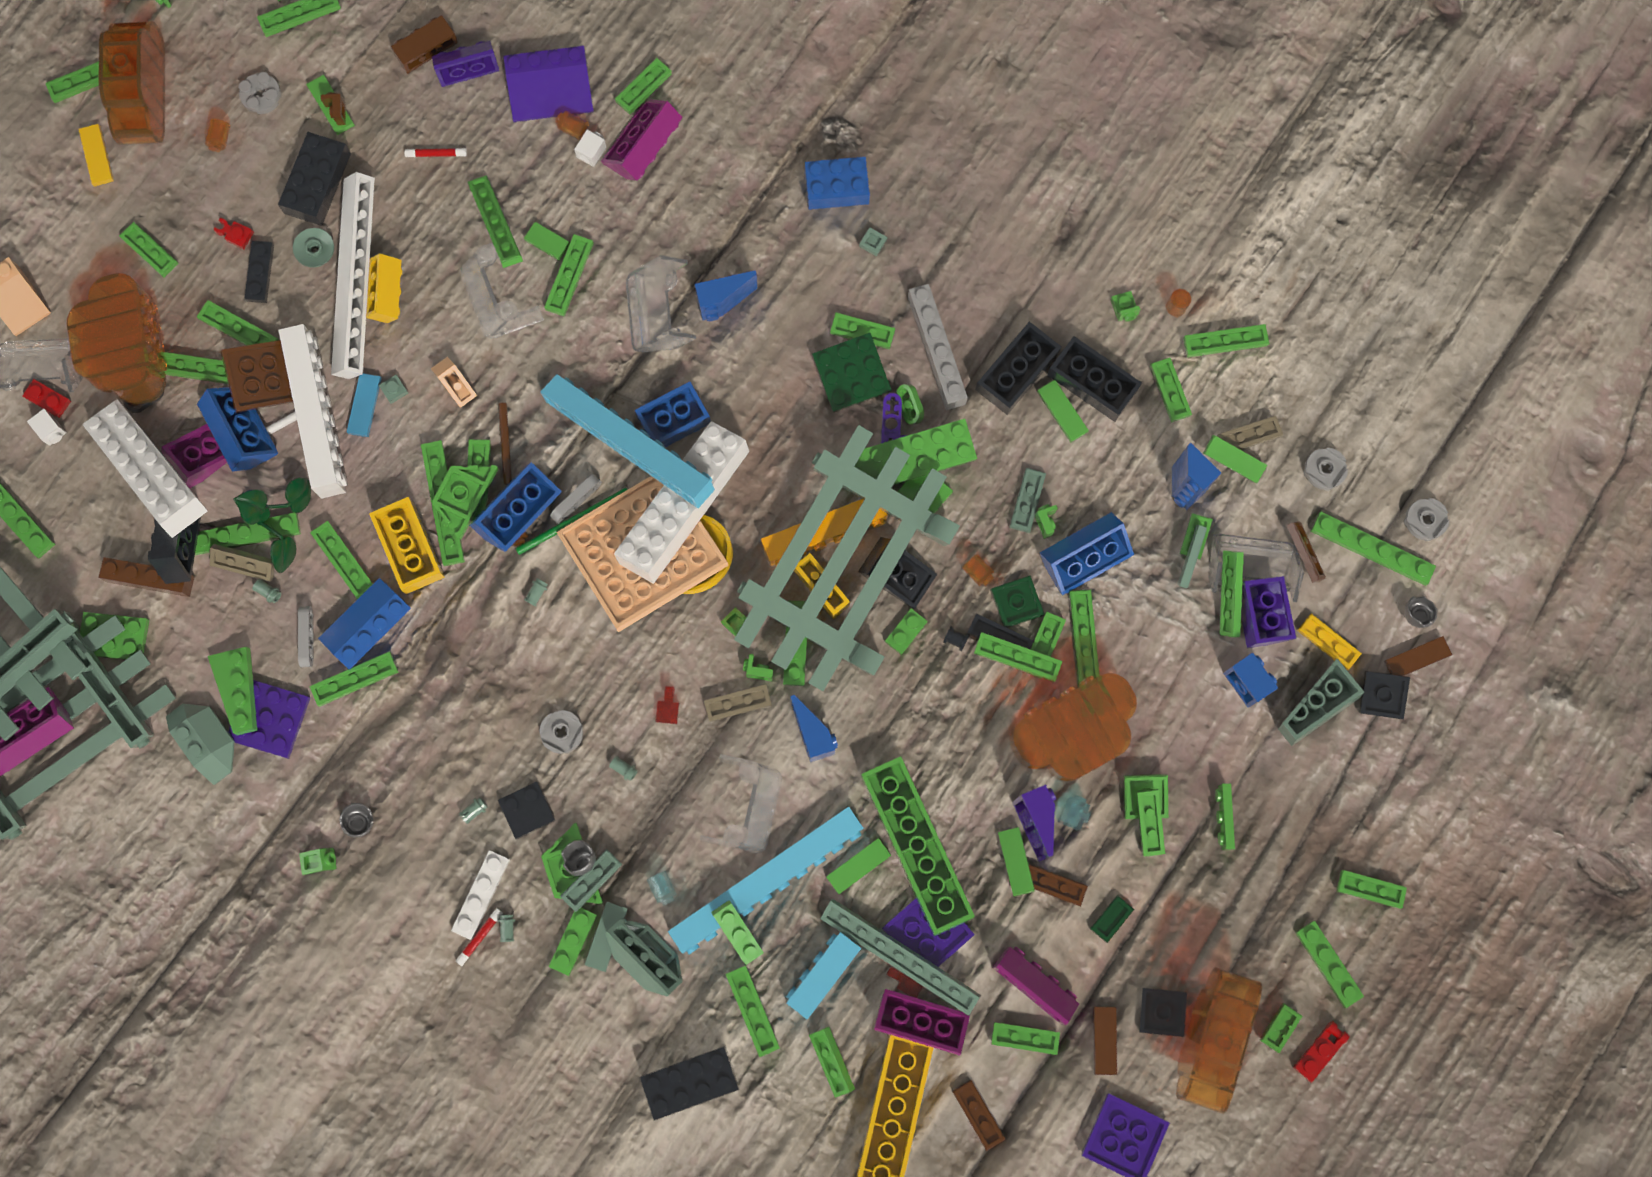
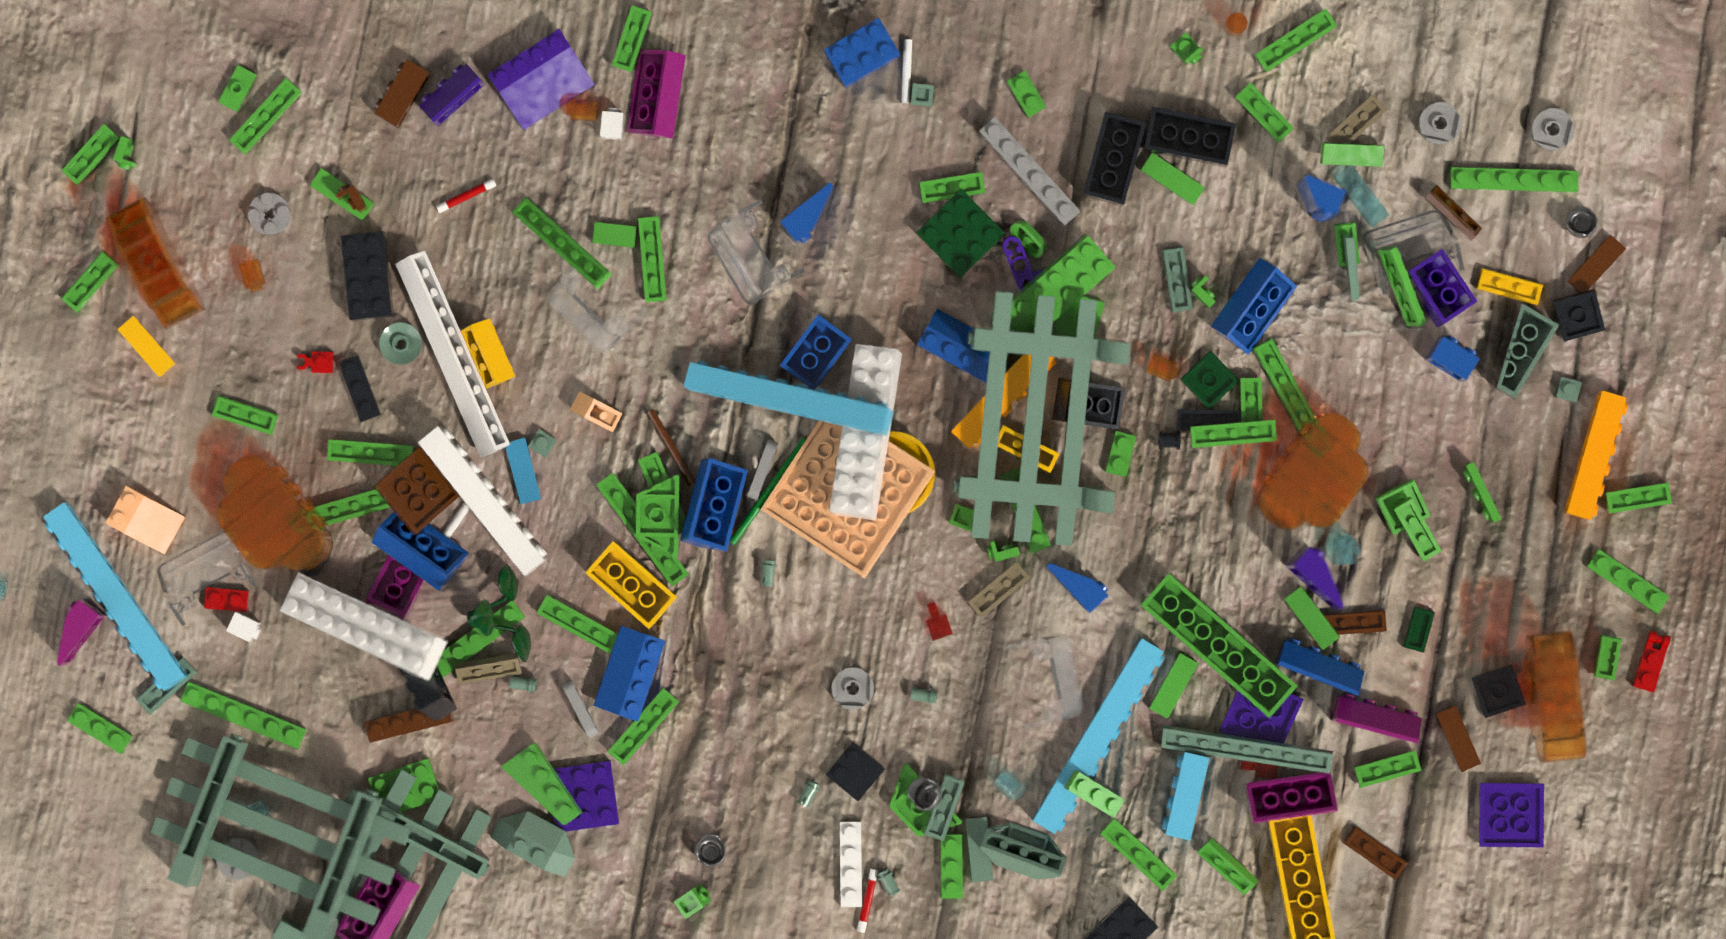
camera: 20 degrees left, 10 degrees up
(794, 459) = (948, 340): none -> blue slope
(869, 217) = (906, 74): none -> white bar
(965, 282) = (1026, 94): none -> bright green plate
(1003, 911) = (1320, 667): none -> blue slope
(1228, 503) = (1361, 196): none -> clear light blue tile
(1346, 759) = (1568, 389): none -> sand green plate
(1347, 831) = (1595, 455): none -> light orange brick

